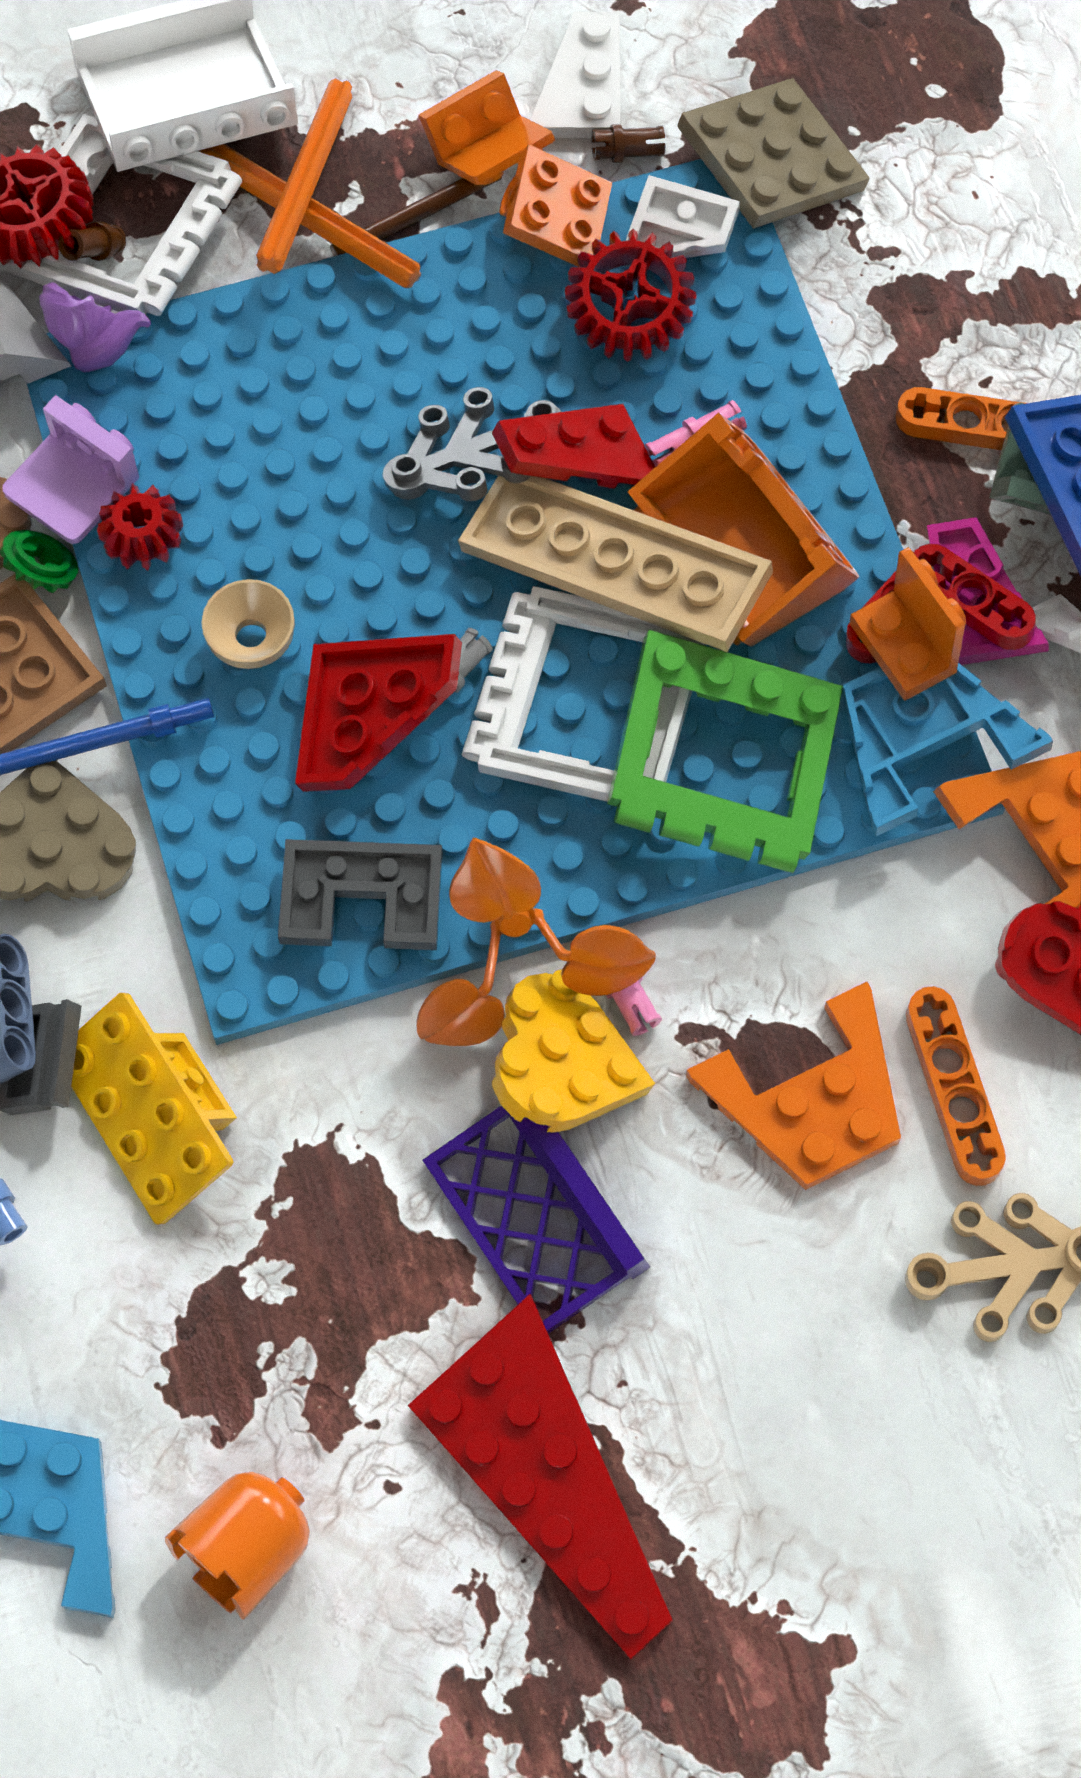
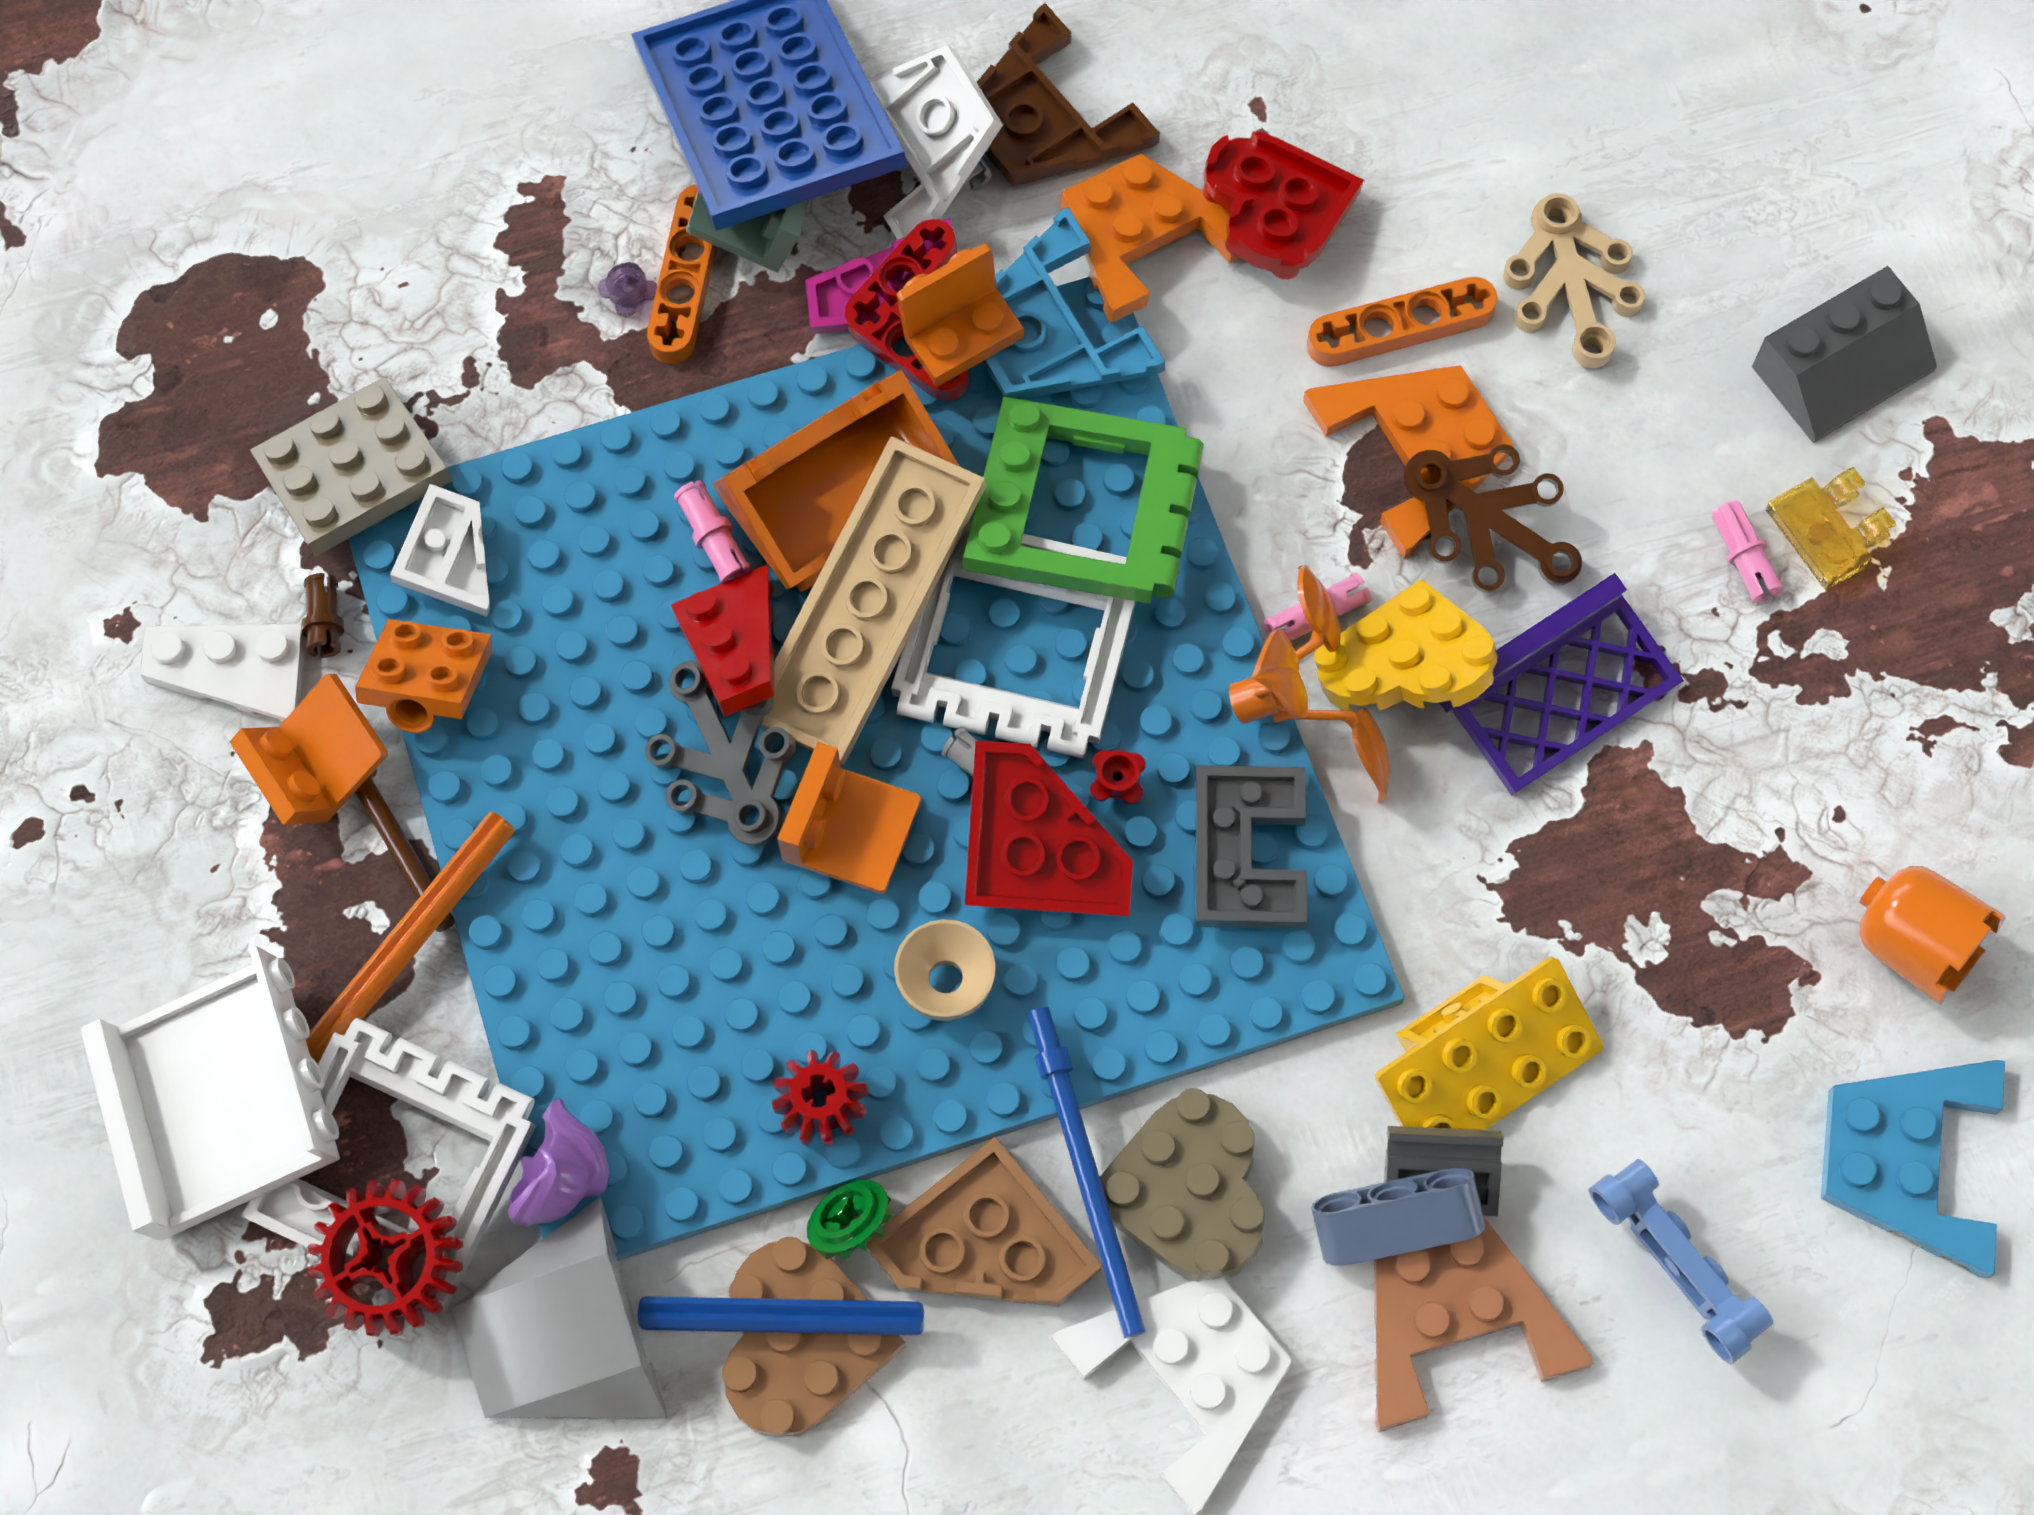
camera: 90 degrees left, 0 degrees up
(72, 472) = (750, 1179): lavender bracket -> none
(97, 241) = (434, 1181): reddish brown pin -> none
(304, 177) = (360, 943): orange axle -> none
(399, 544) = (847, 823): none -> orange bracket
(439, 768) = (1122, 762): none -> red plate
(529, 1448) = (1792, 686): red wing -> none
(595, 278) = (508, 570): red gear -> none
(684, 1414) = (1746, 550): none -> bright pink axle
(709, 1498) = (1821, 534): none -> clear yellow plate
(720, 1144) = (1485, 512): none -> reddish brown plant
(918, 1548) = (1847, 354): none -> dark grey slope
(973, 362) = (624, 276): none -> clear purple plate

